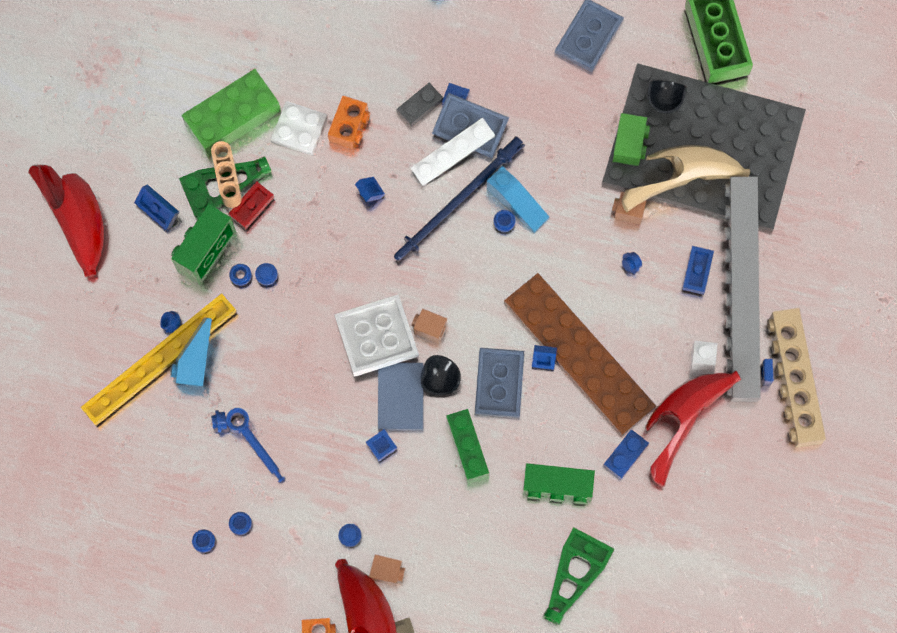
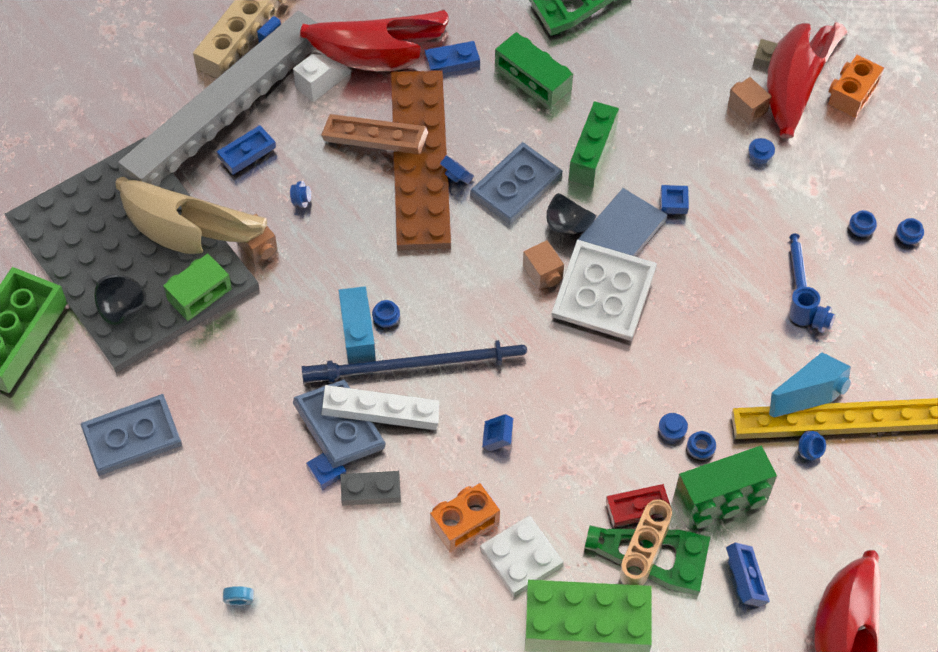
camera: 145 degrees left, 15 degrees down
(620, 339) = (375, 134): none -> nougat plate

